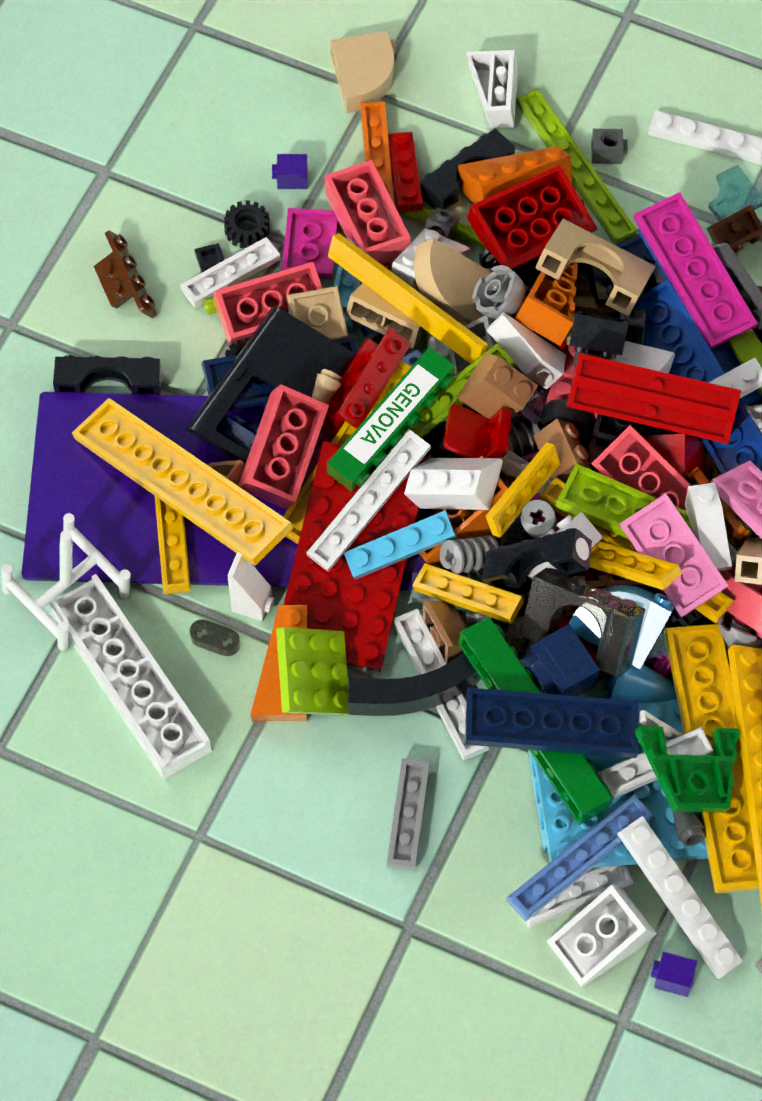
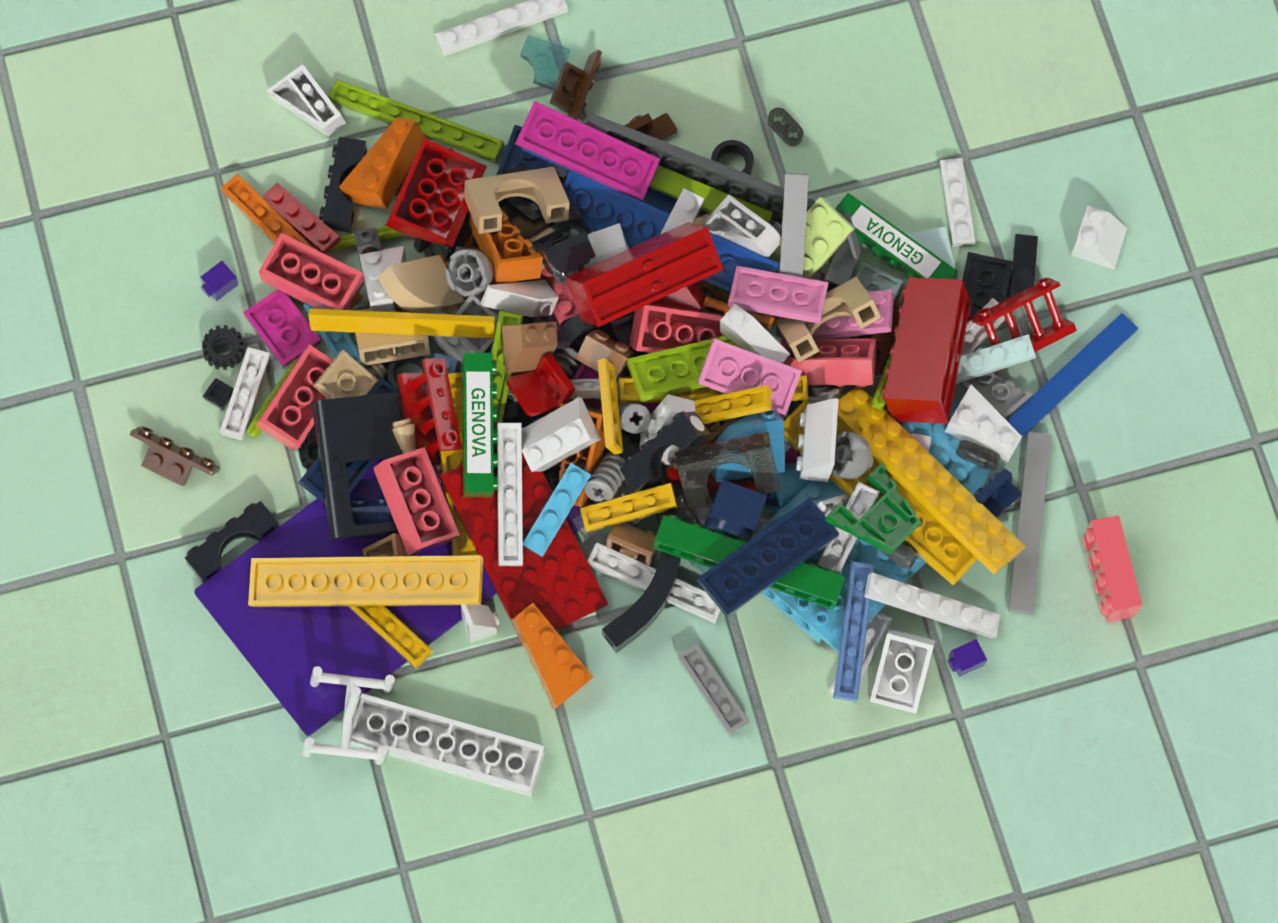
camera: 45 degrees left, 10 degrees up
(215, 636) = (478, 677): clear smoke beam -> none
(312, 671) = (574, 644): lime plate -> none
(357, 331) = (377, 371): none -> dark tan plate
(363, 67) = (197, 157): tan brick -> none
(608, 146) = (423, 97): dark grey brick -> none
(692, 662) = (817, 440): none -> white slope
(714, 699) = (851, 456): none -> light grey cylinder

